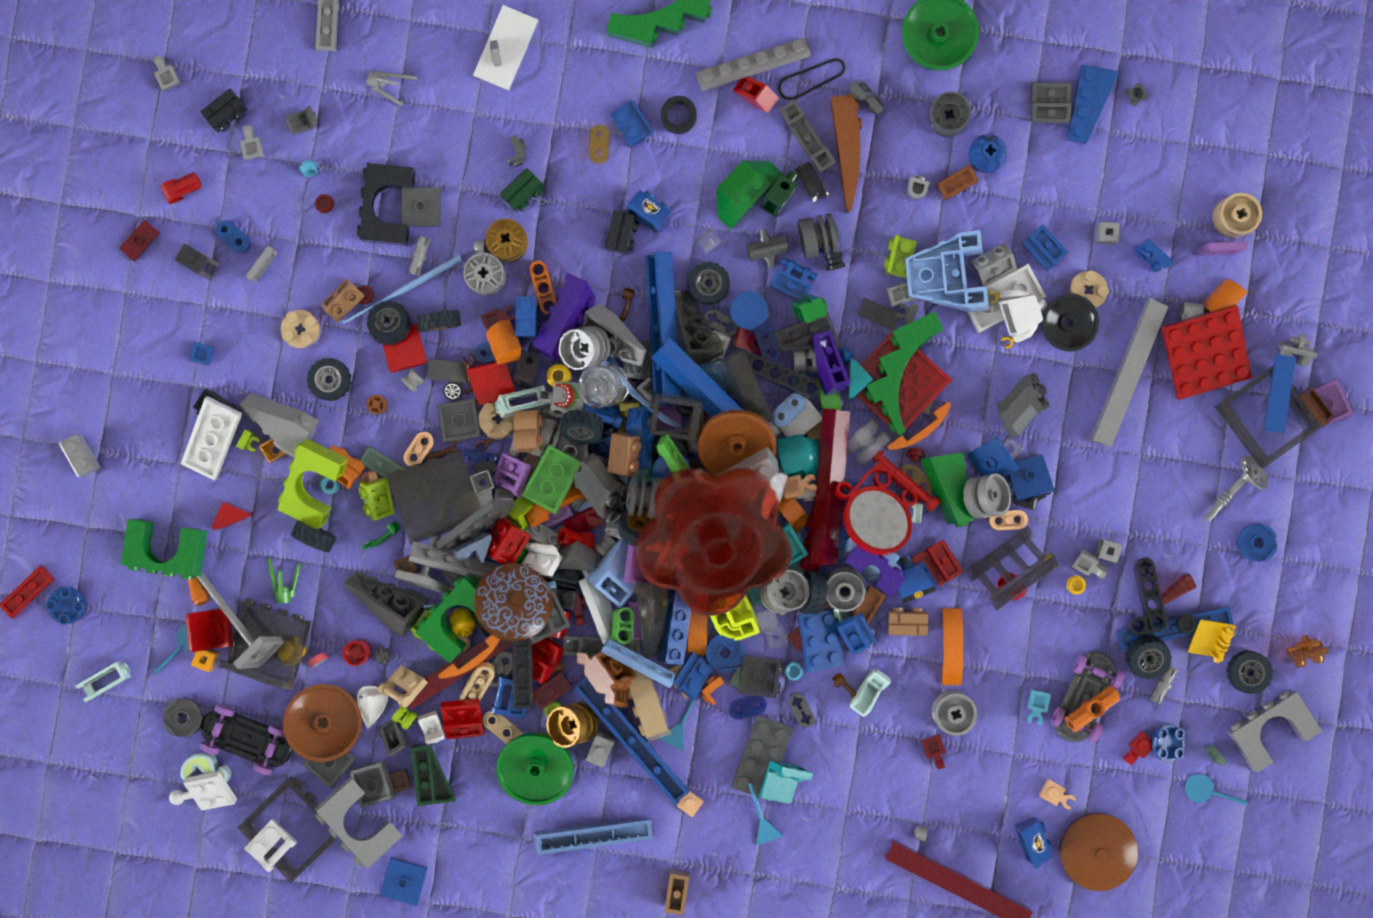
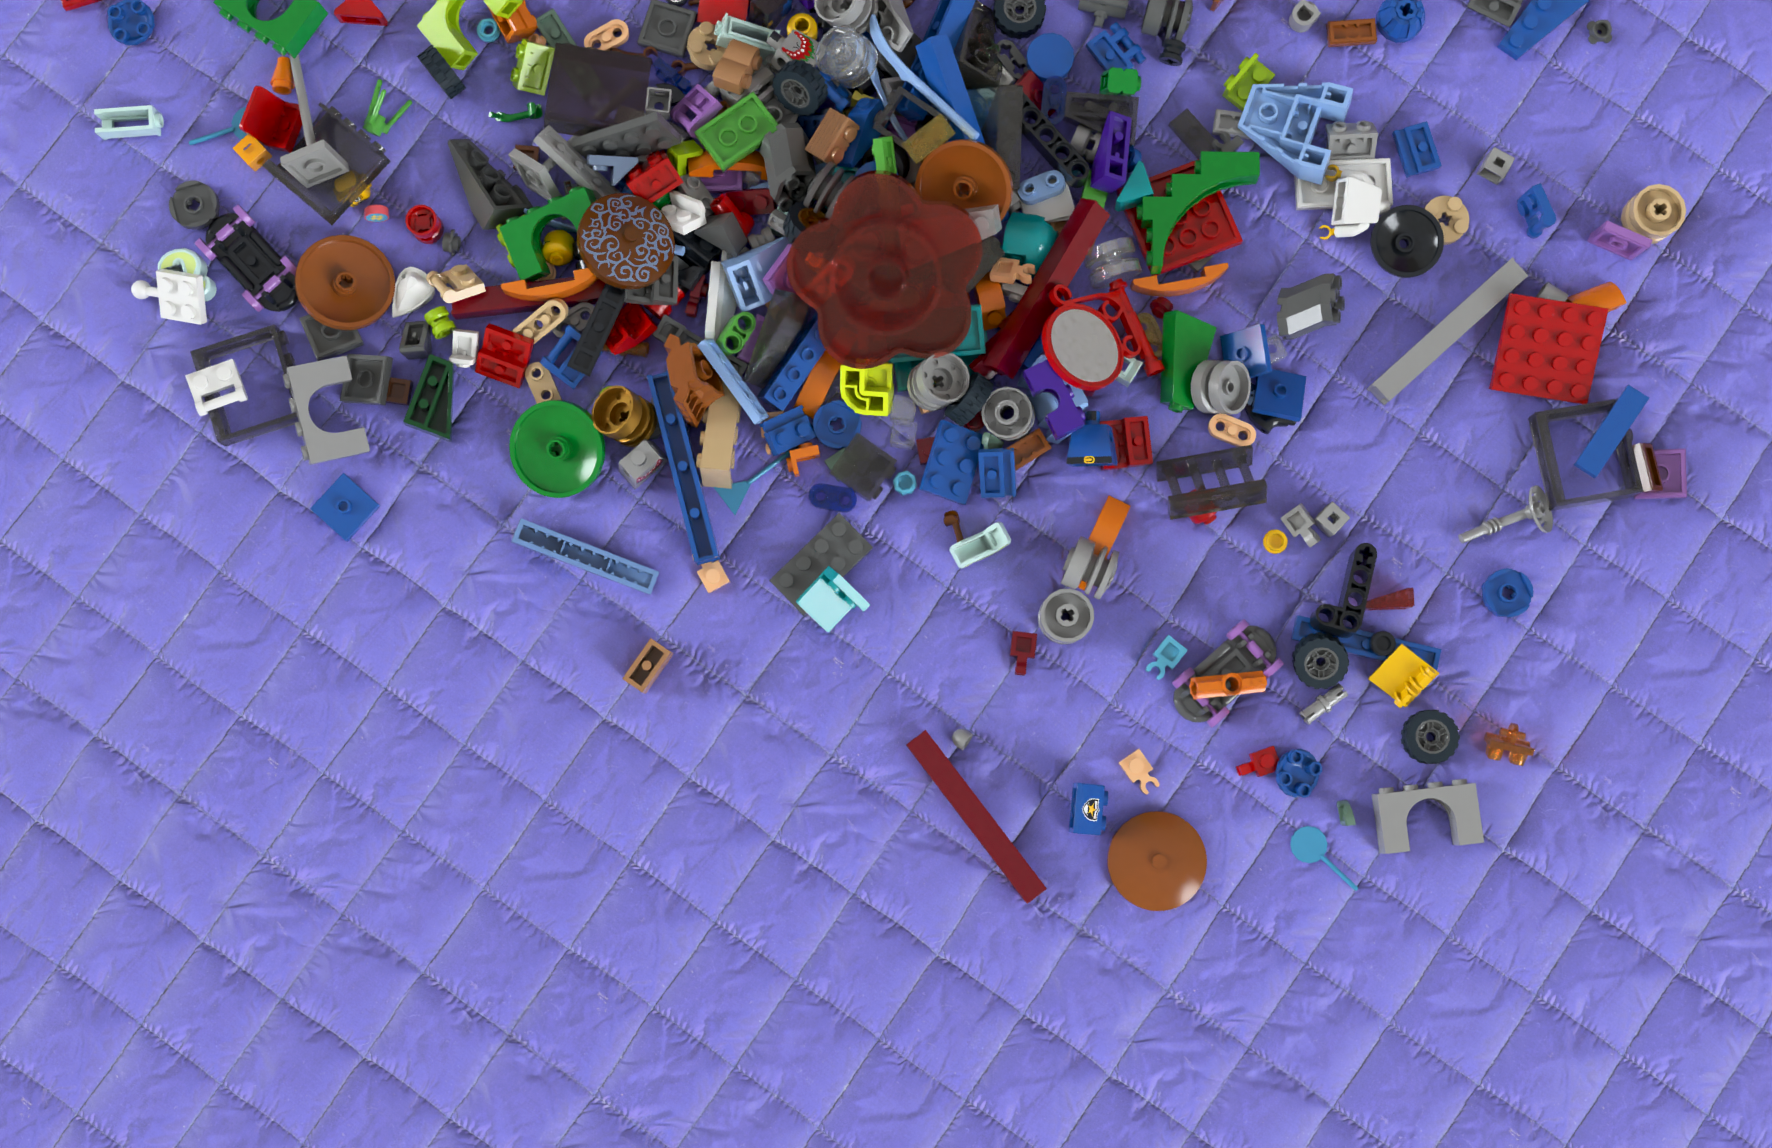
camera: 30 degrees right, 5 degrees down
(551, 690) = (619, 372): dark red plate -> none
(653, 379) = (907, 75): none -> light blue piece
(696, 426) = (928, 138): none -> clear yellow plate
(766, 831) = (784, 651): dark azure piece -> none
(805, 707) = (898, 531): dark grey beam -> none
(907, 622) = (1061, 490): medium nougat brick -> none
(959, 673) = (1089, 567): none -> light grey wheel
(1304, 353) = (1661, 406): light grey hips -> none

